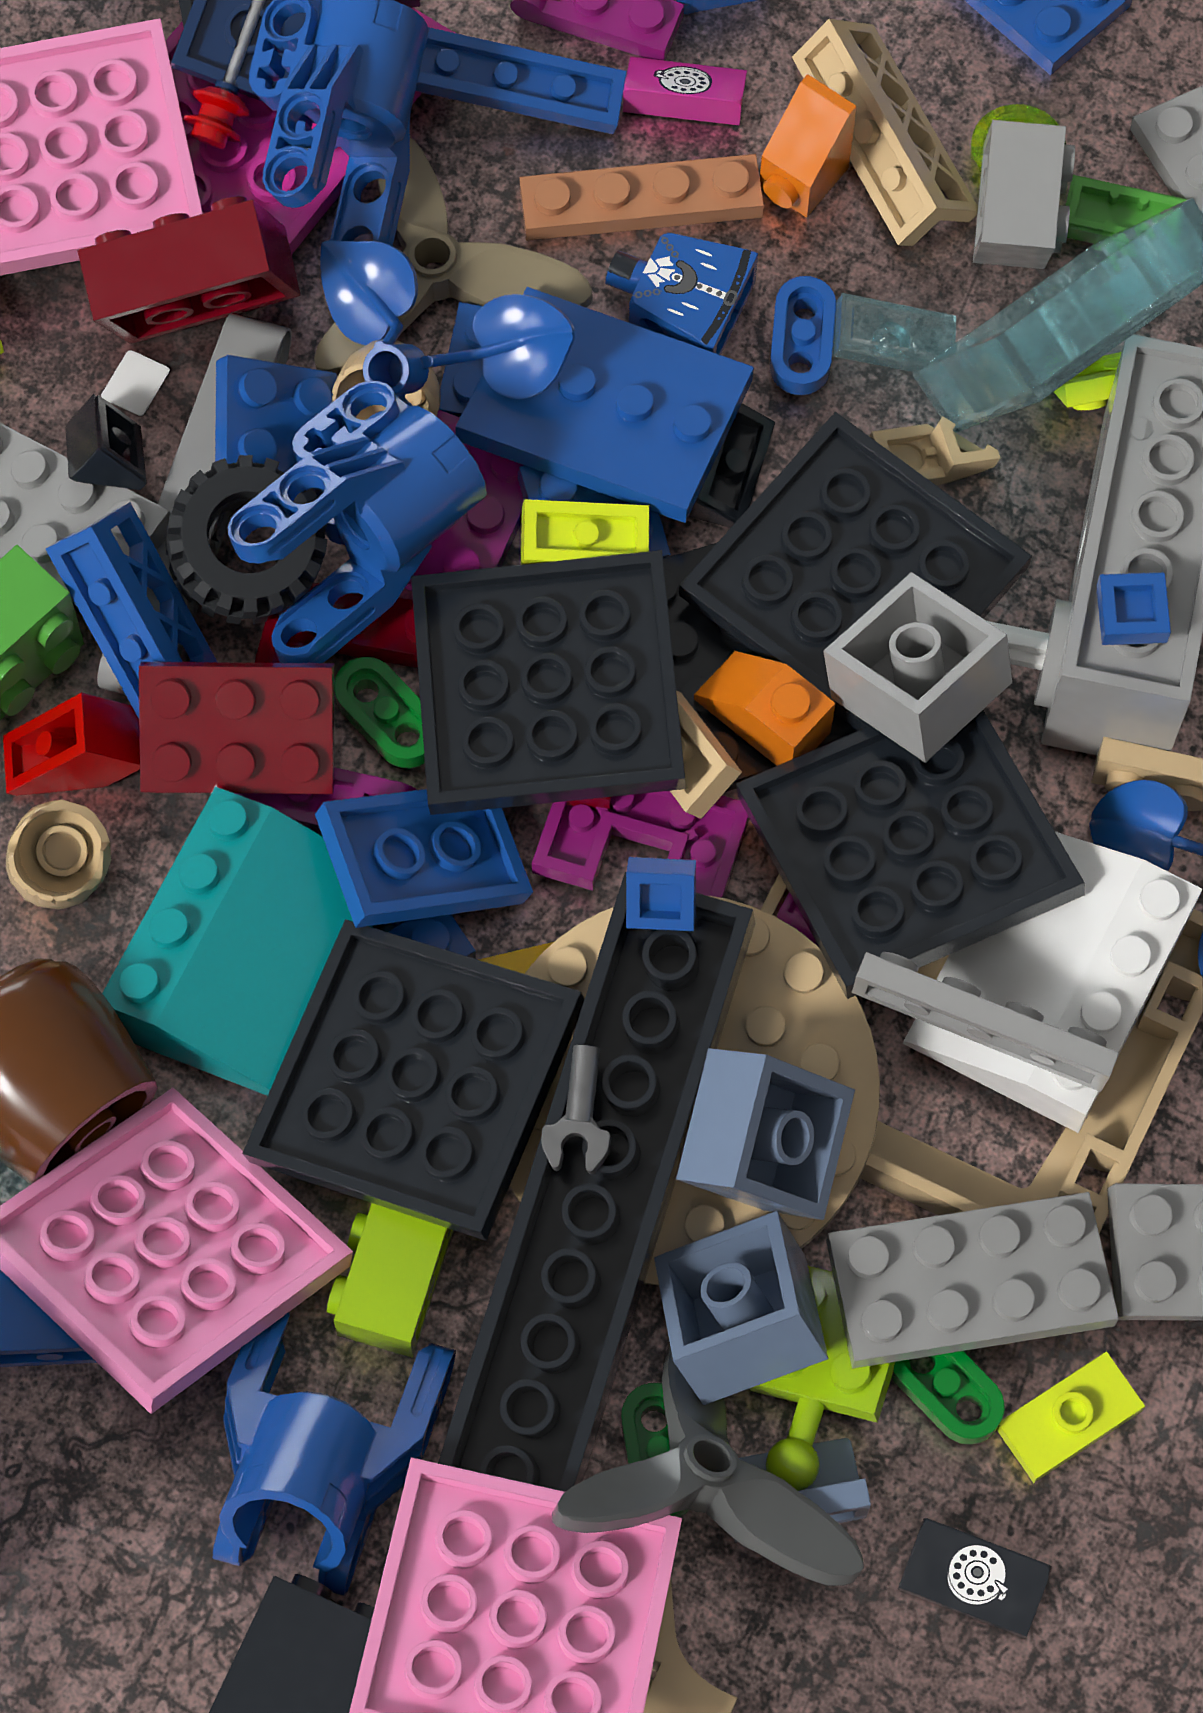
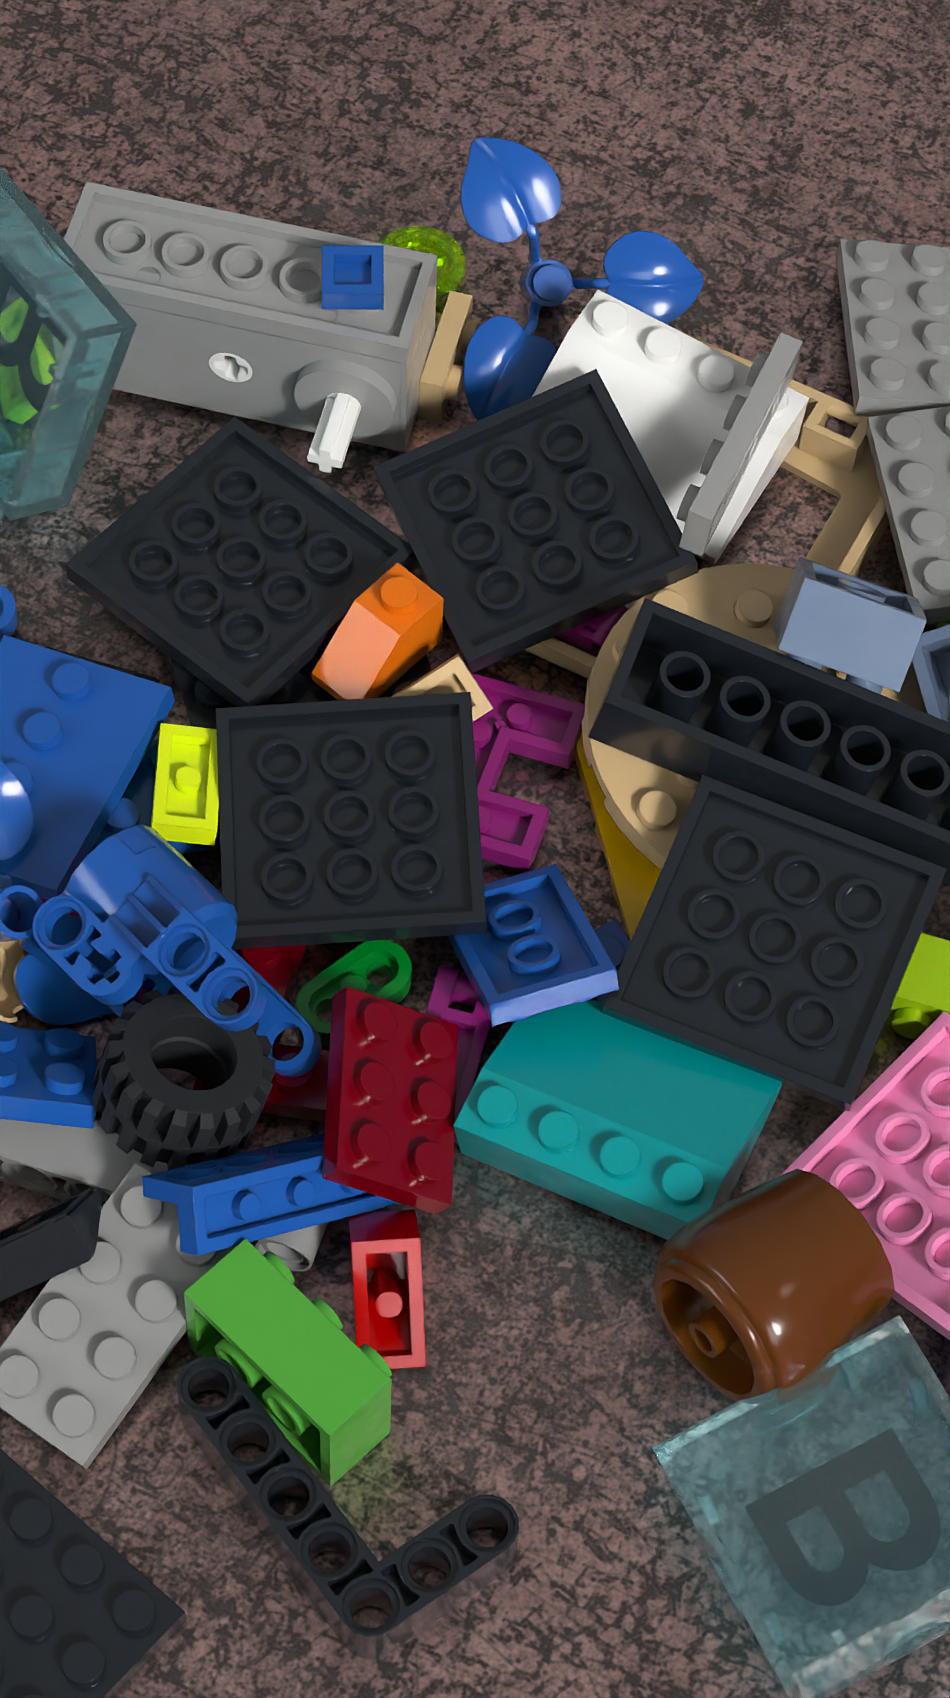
camera: 90 degrees left, 10 degrees down
(58, 854) = (516, 1294): tan hair -> none
(579, 1114) = (847, 764): flat silver bar -> none
(661, 894) = (640, 657): blue plate -> none
(918, 666) = (372, 482): light grey brick -> none
(937, 451) = (91, 507): tan slope -> none

